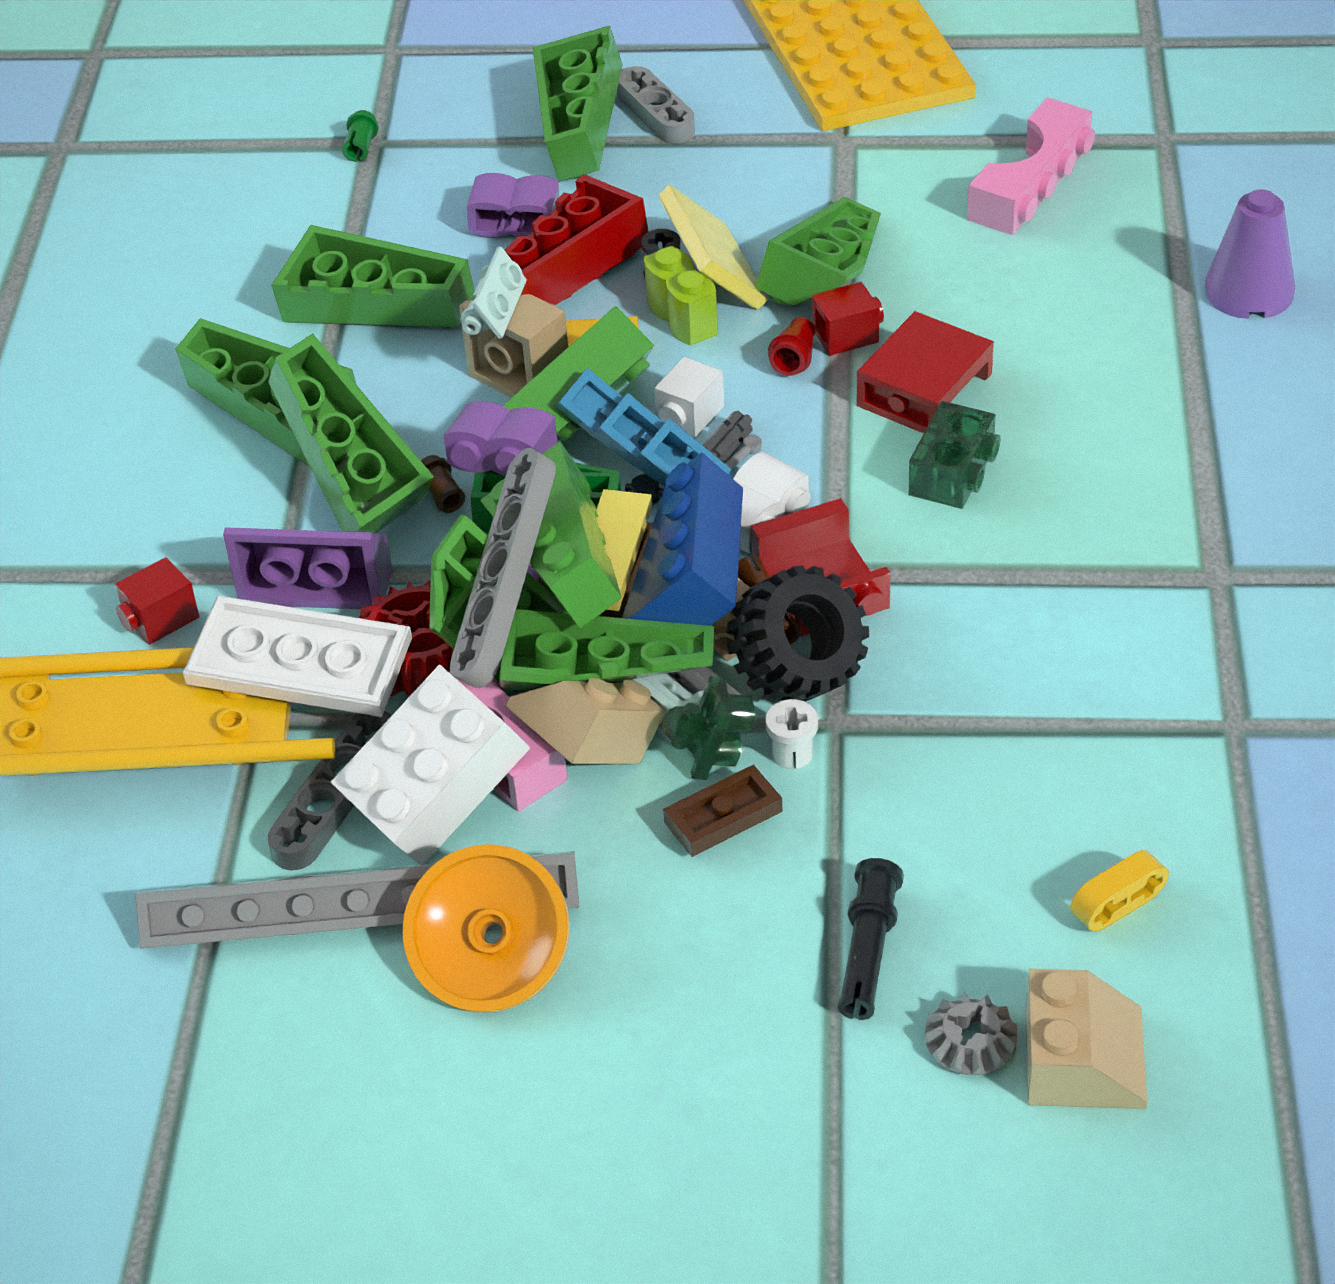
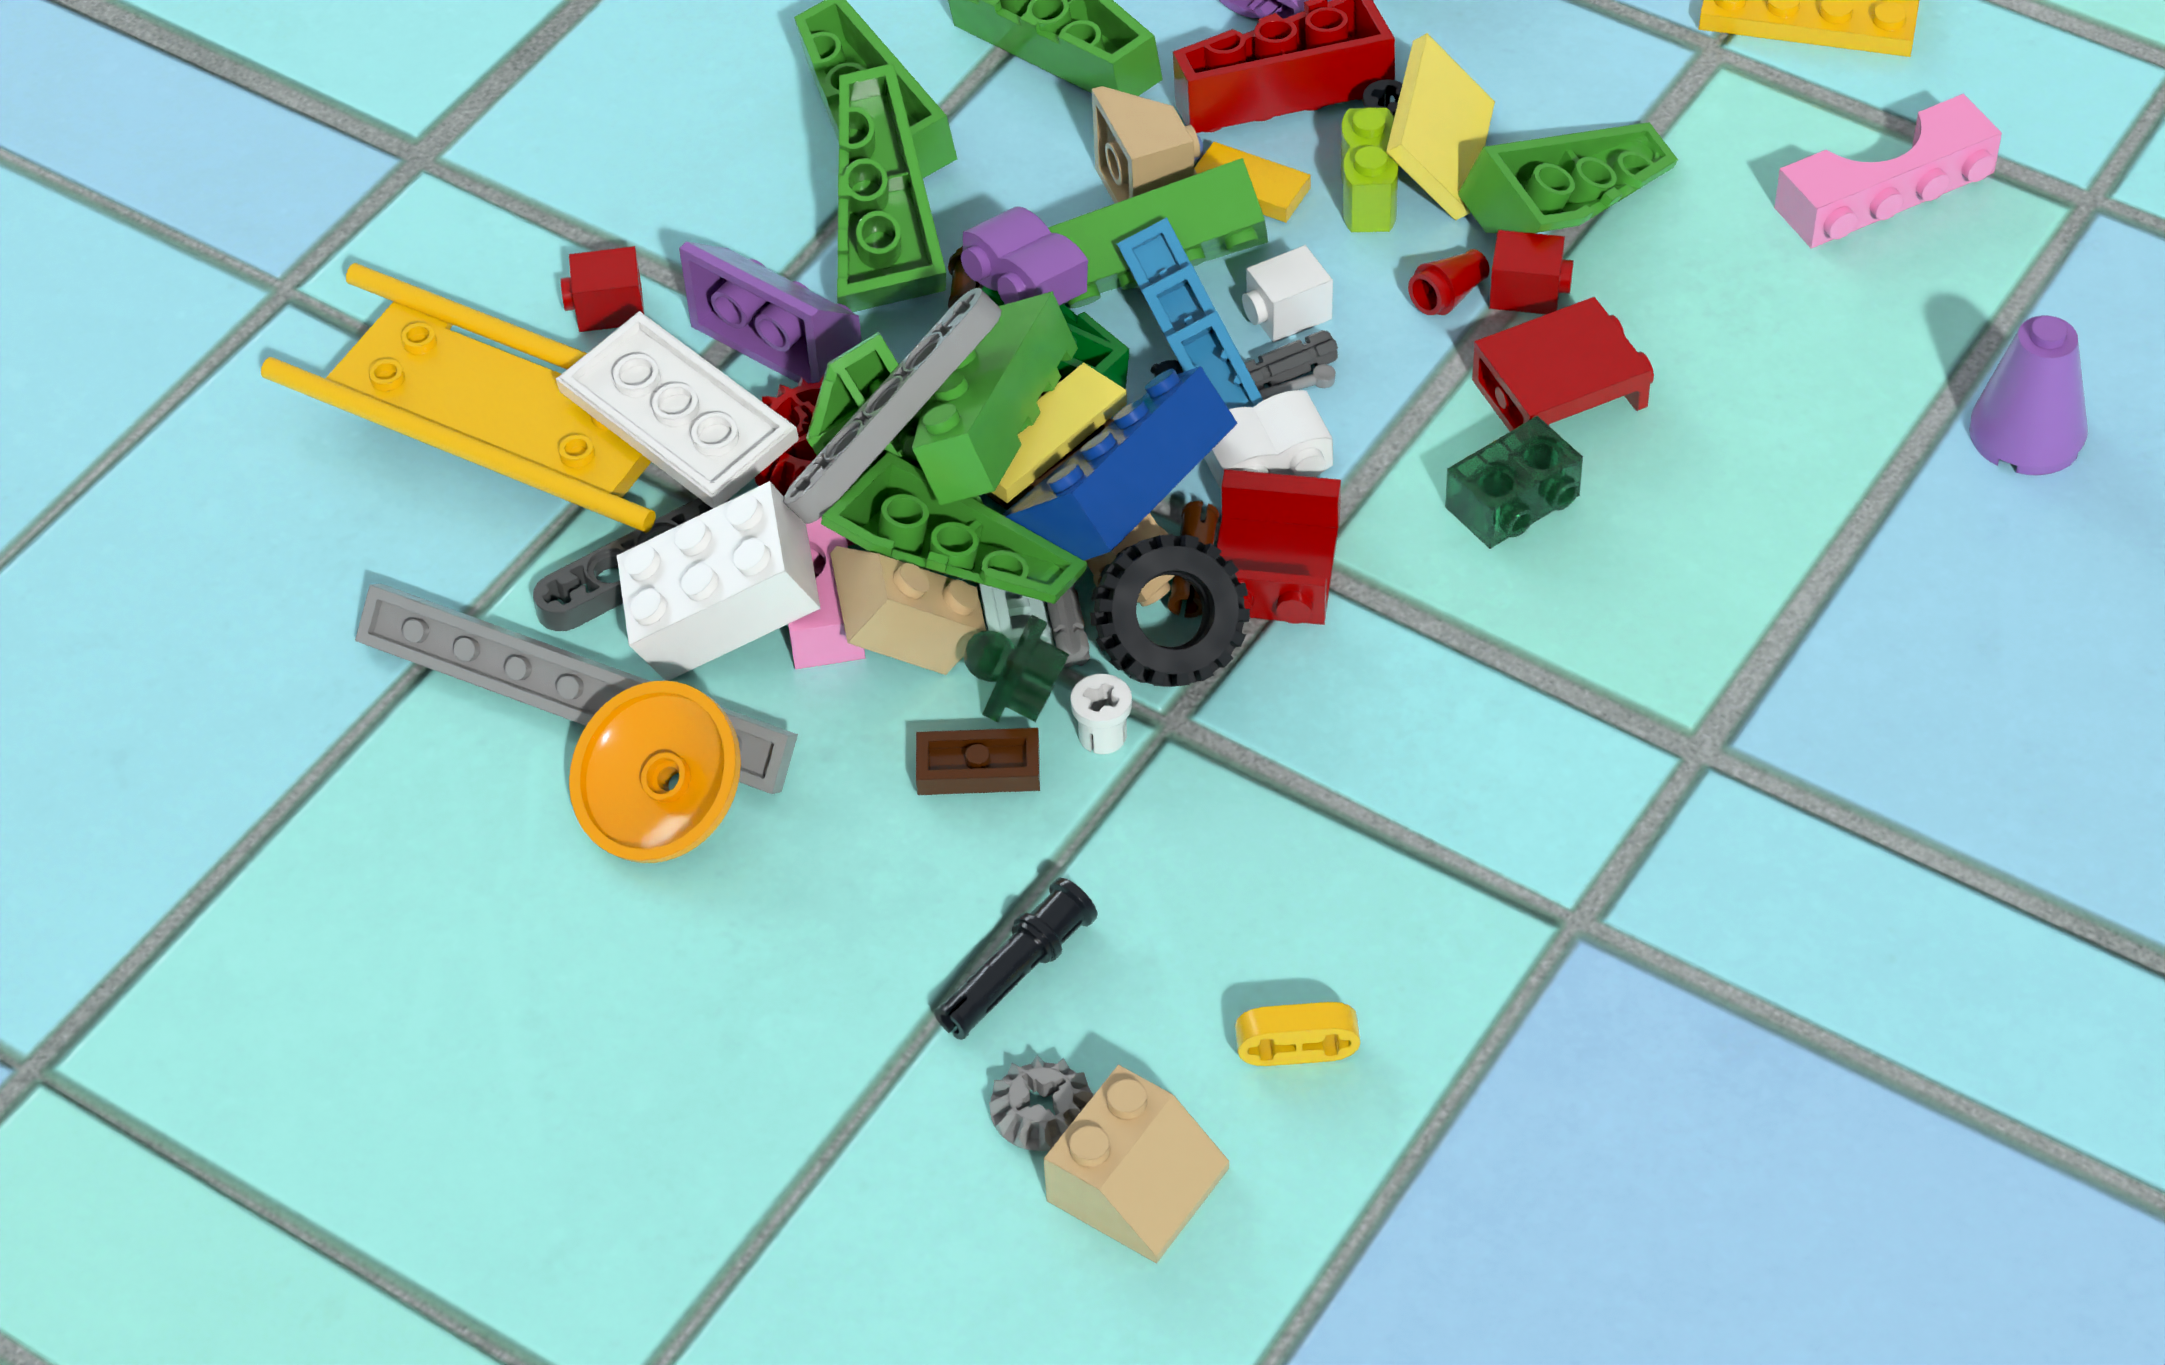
camera: 30 degrees right, 5 degrees up
(494, 296) = (1126, 94): light aqua hinge -> none

